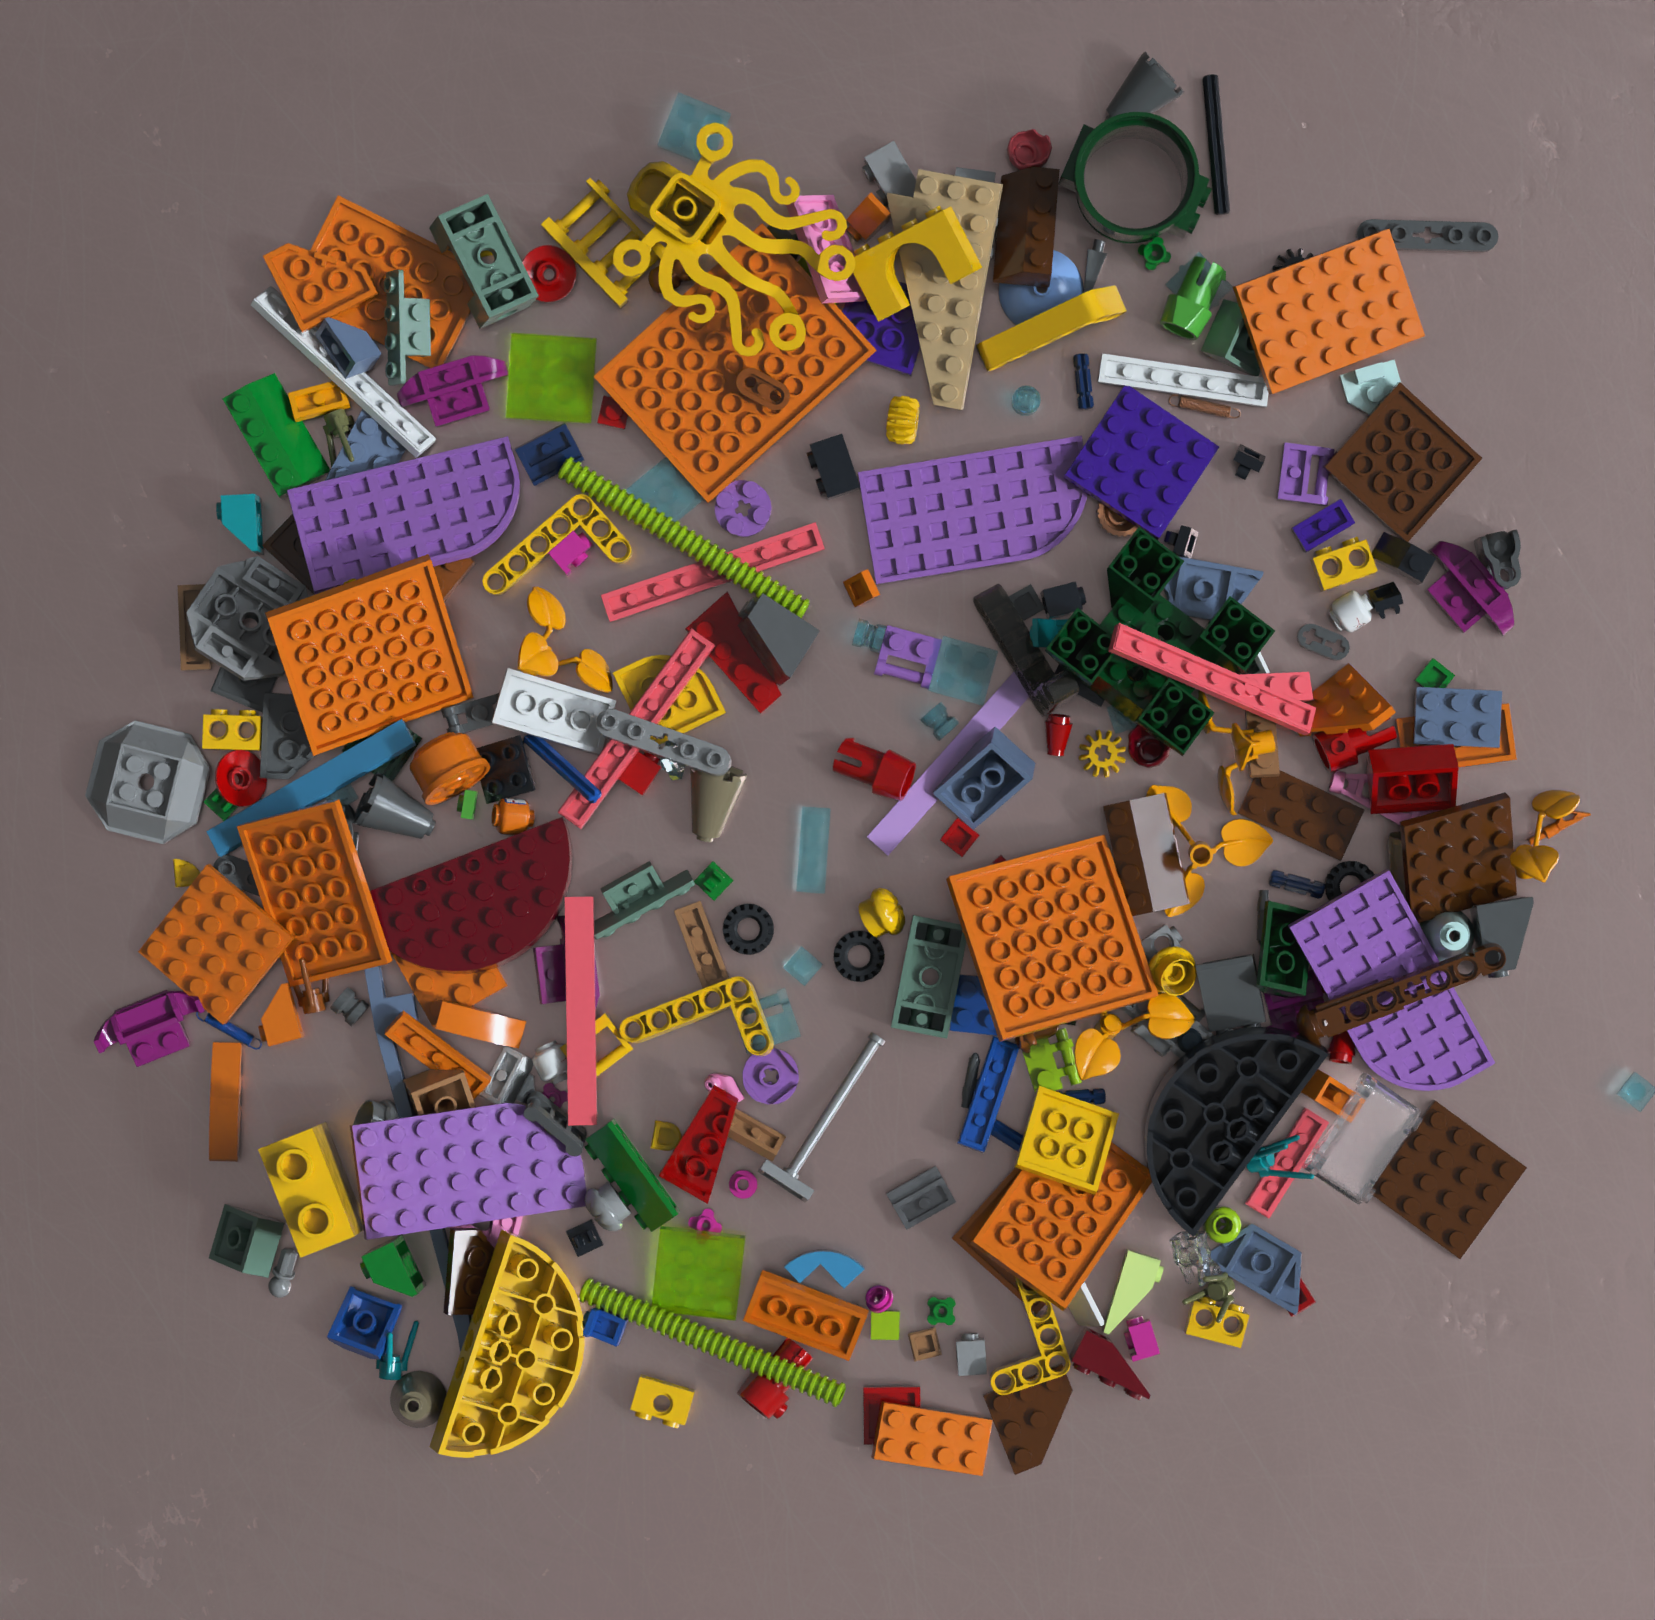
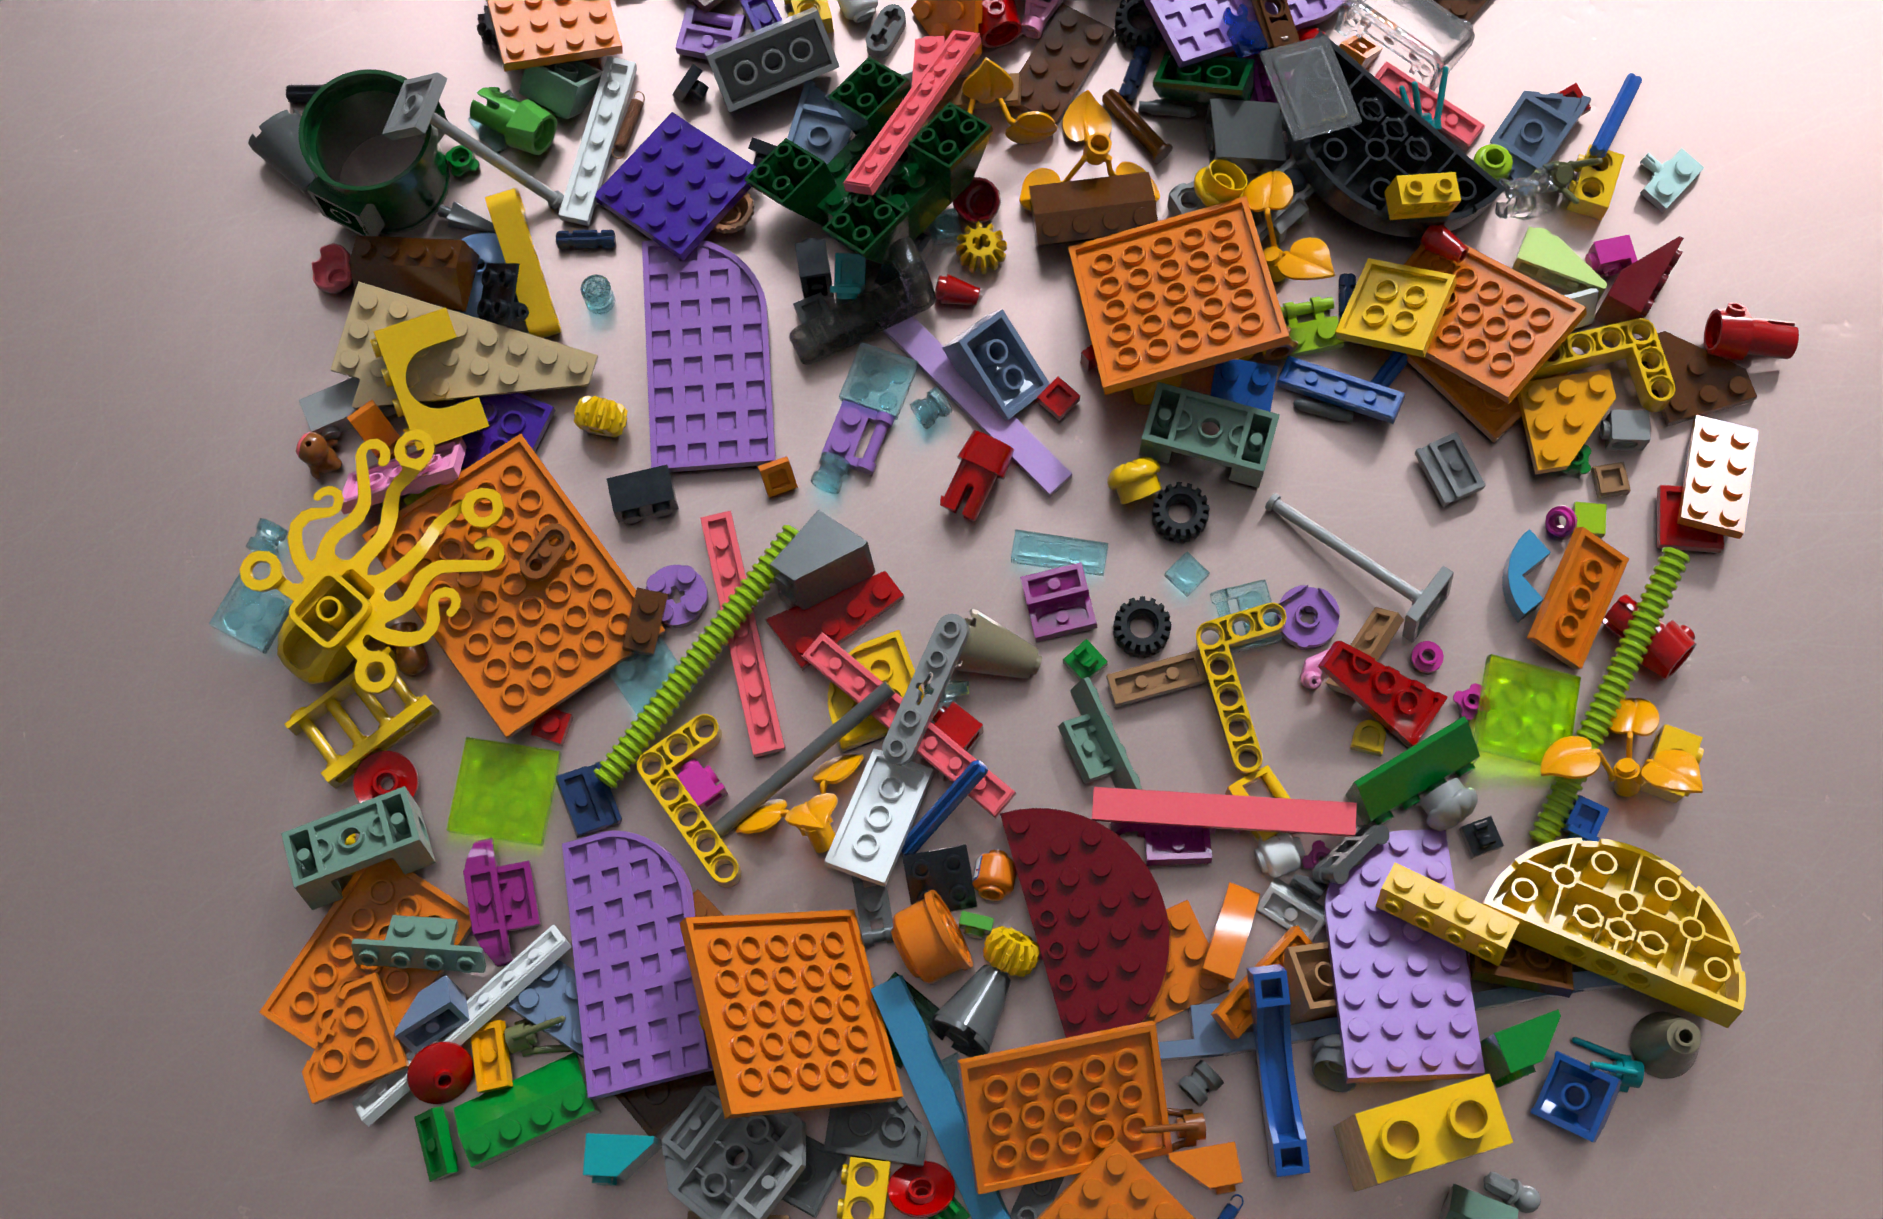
camera: 80 degrees left, 15 degrees down
(242, 364) = (436, 1143): none -> green plate
(300, 359) = (434, 1062): none -> red dish
(361, 1069) = (1278, 1087): none -> blue arch
(445, 836) = (1011, 951): none -> yellow gear
(501, 1204) = (1447, 914): none -> yellow brick
(598, 640) = (803, 759): none -> dark grey piece
(639, 1392) = (1671, 770): none -> light orange plant
(711, 485) = (645, 622): none -> reddish brown plate
(762, 131) = (267, 537): none -> clear light blue wheel
(765, 852) = (1058, 602): none -> magenta slope
(844, 170) = (318, 454): none -> dark orange animal
(978, 1297) = (1562, 415): none -> light orange plate
(1006, 312) = (498, 295): none -> black hinge
(1069, 1452) = (1736, 333): none -> red piece
(1134, 1182) = (1444, 243): none -> red cone
(1153, 223) = (415, 111): none -> light grey tile
(1166, 1157) = (1422, 195): none -> yellow brick
(1229, 1393) = (1669, 178): none -> light aqua plate
(1242, 888) = (1136, 125): none -> reddish brown axle
(1266, 1048) = (1310, 87): none -> clear piece
(1272, 537) = (772, 59): none -> light grey brick
(1283, 1339) = (1615, 115): none -> blue axle
(1325, 986) = (1244, 35): none -> clear blue plate

